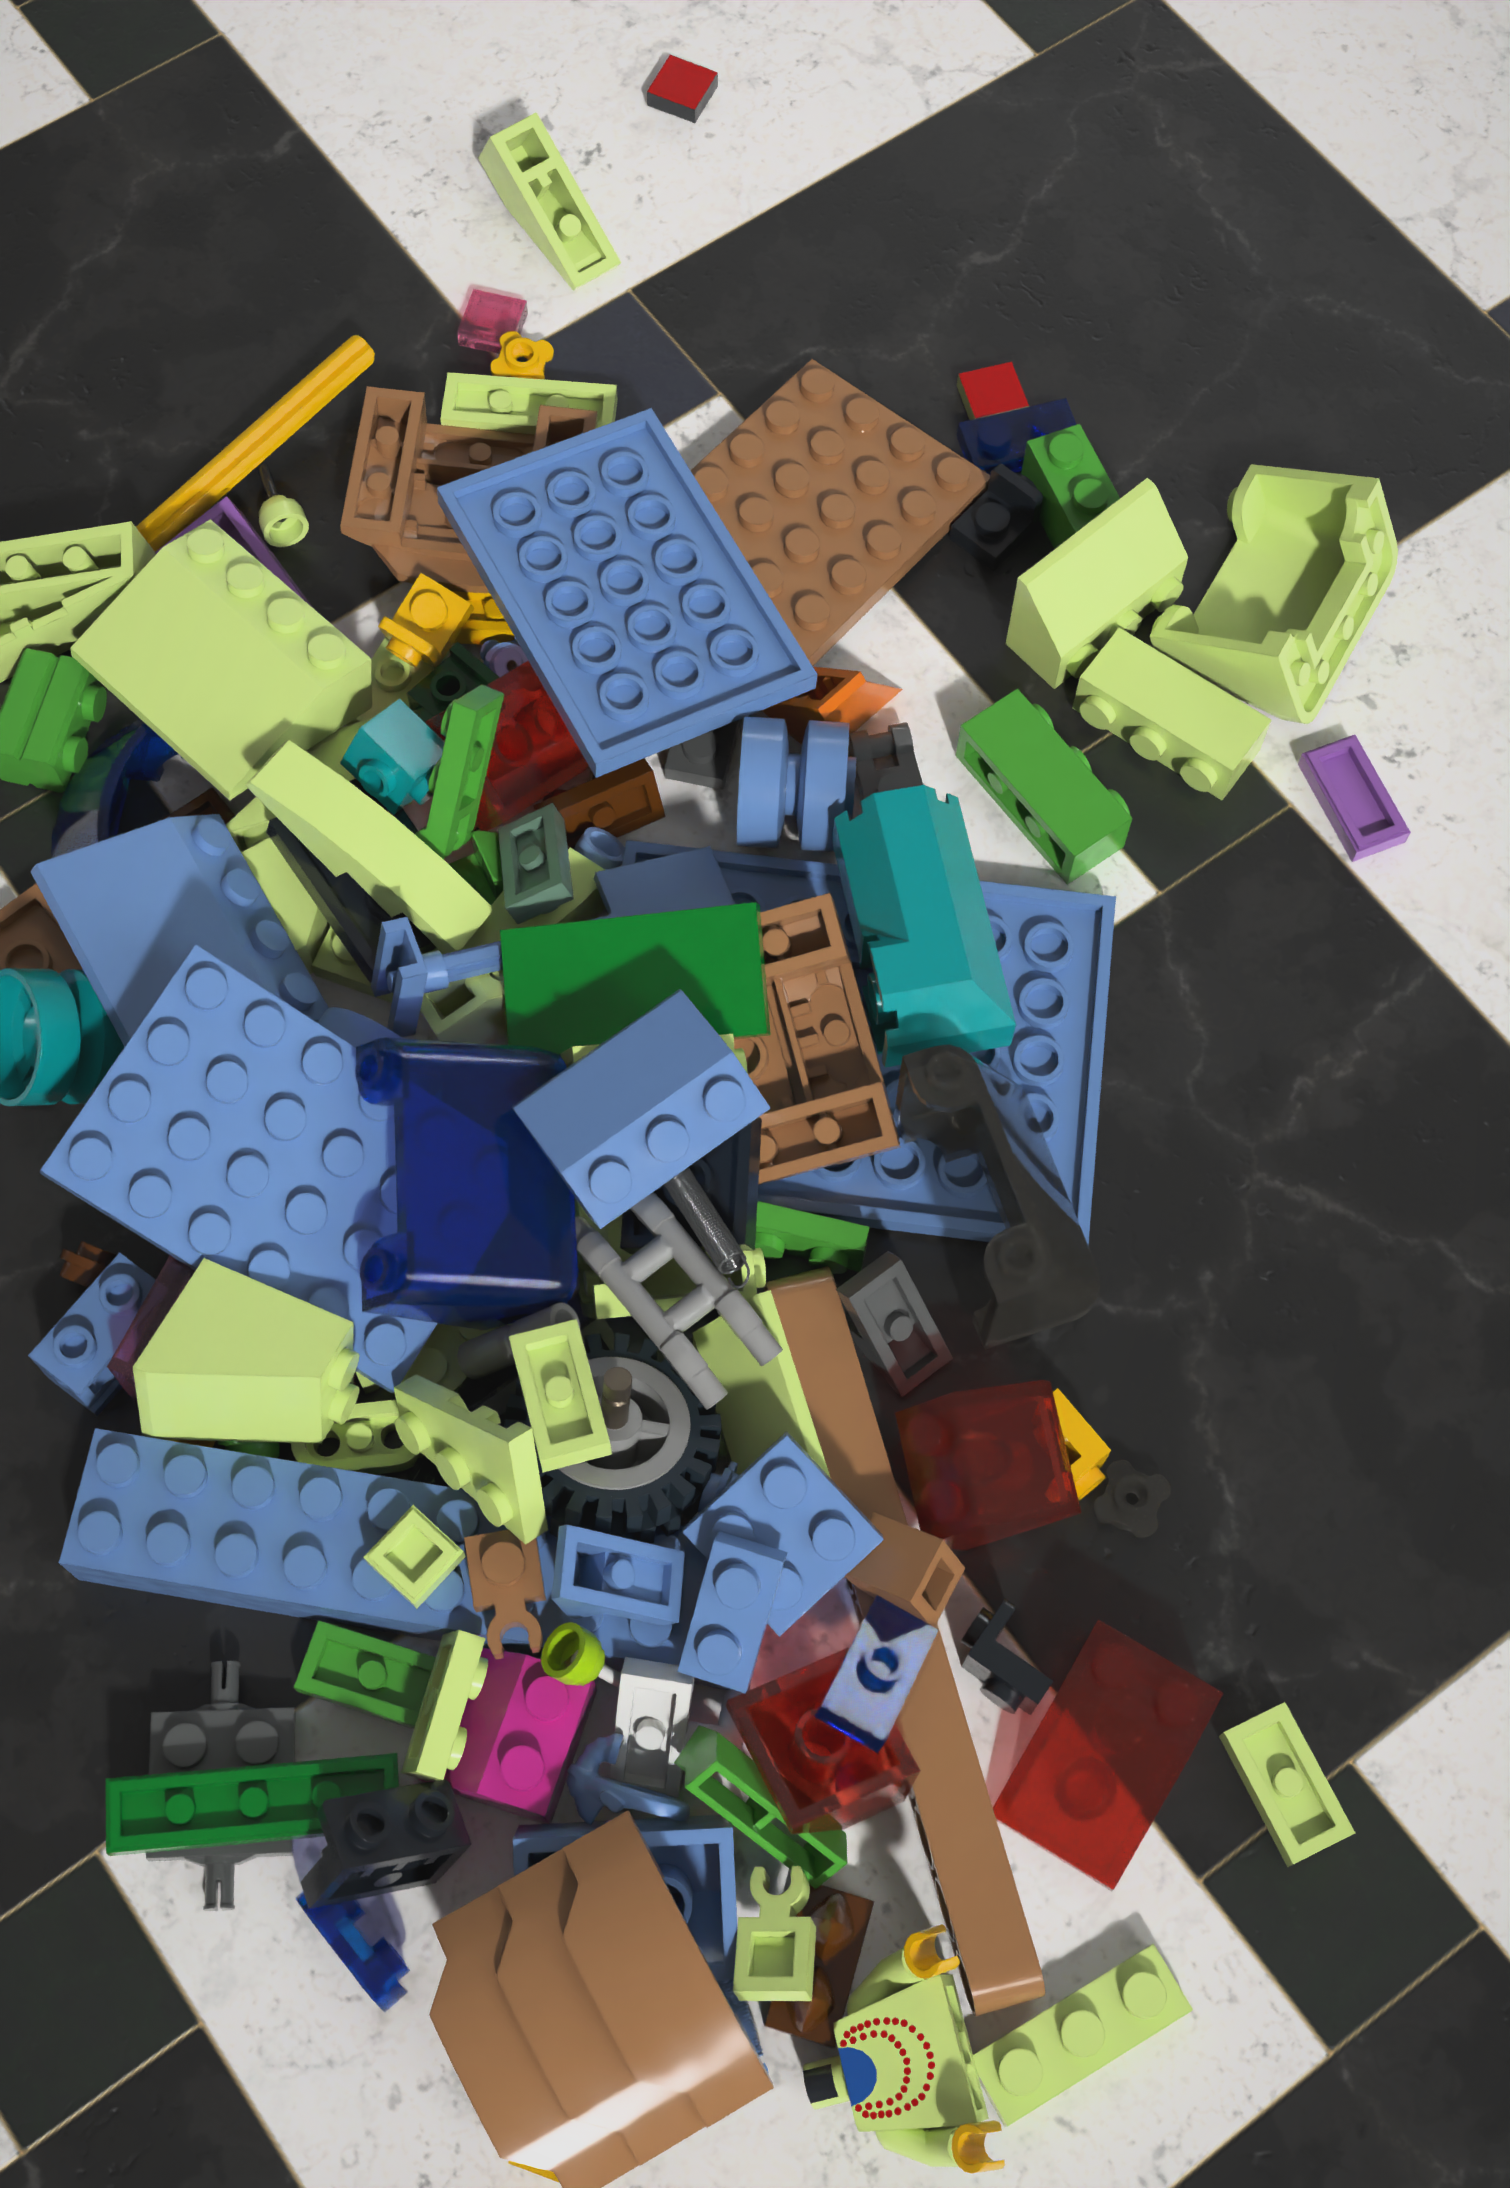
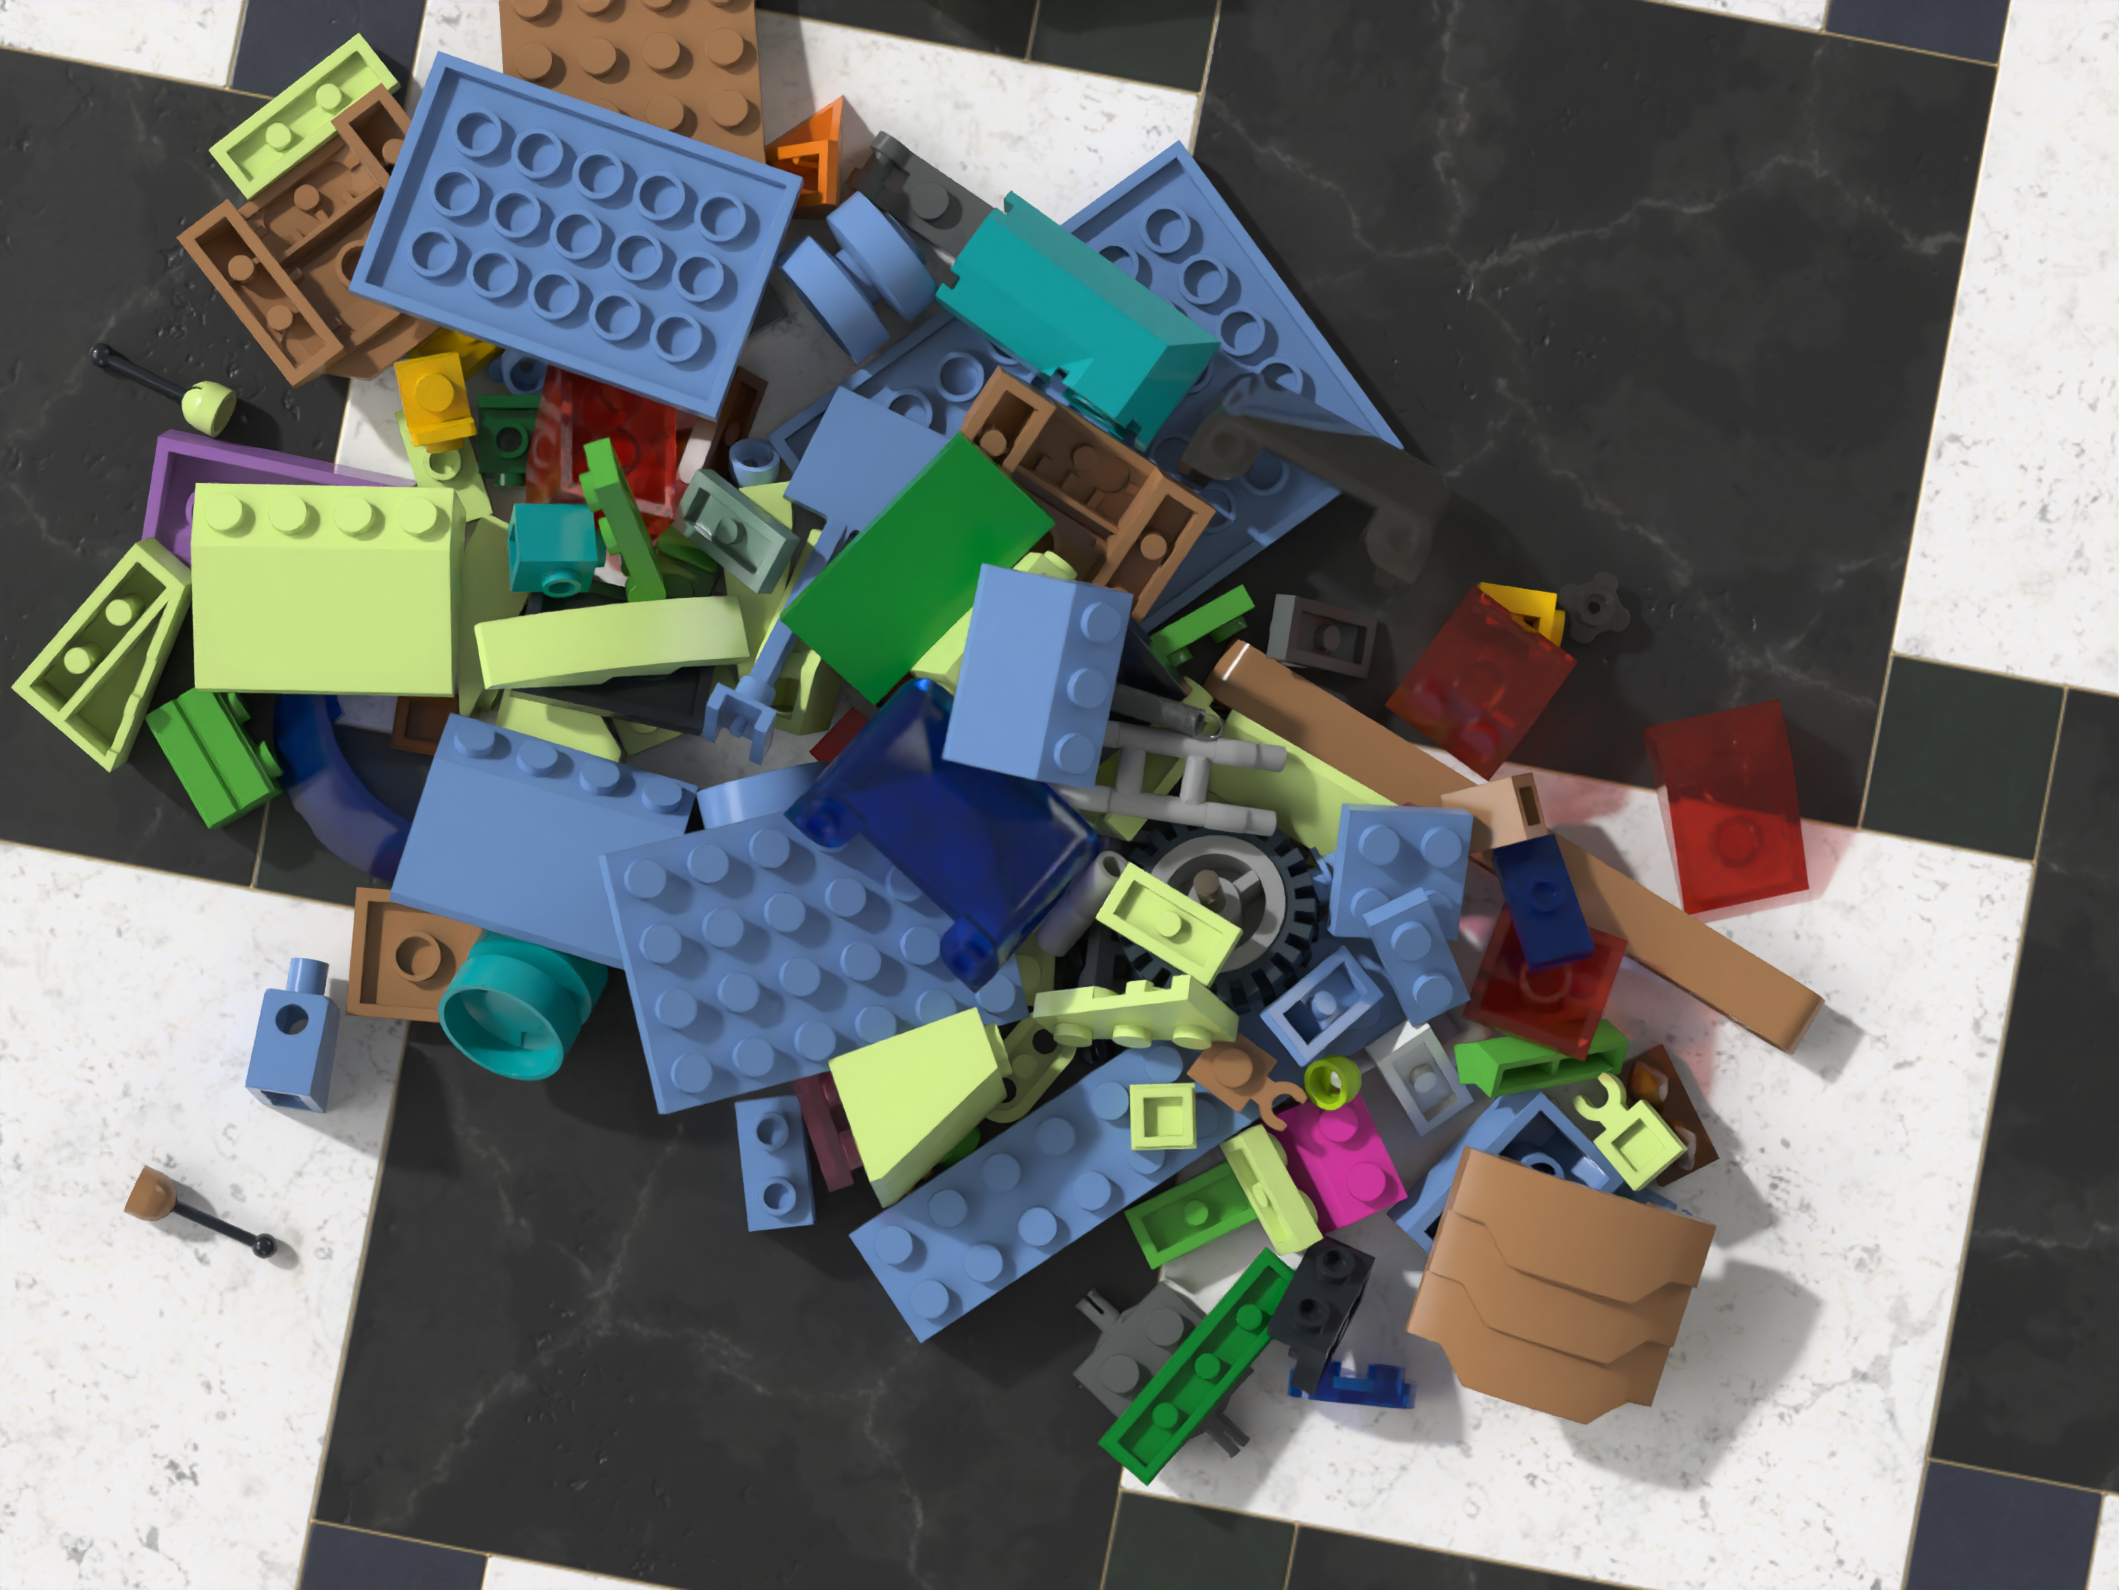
camera: 50 degrees left, 20 degrees up
(85, 1263) = (708, 1127): reddish brown plate -> none
(257, 442) = (121, 375): yellow axle -> none
(489, 318) = (184, 58): clear pink tile -> none
(515, 346) = (234, 71): yellow plate -> none
(594, 1791) = (1438, 1136): medium blue piece -> none
(909, 2062) = (1779, 1126): yellowish green torso -> none
(1006, 1677) = (1620, 817): black bracket -> none
(1044, 785) = (1038, 88): bright green brick -> none
(1080, 2035) = (1866, 1002): yellowish green plate -> none
(1286, 1784) = (1864, 713): yellowish green plate -> none

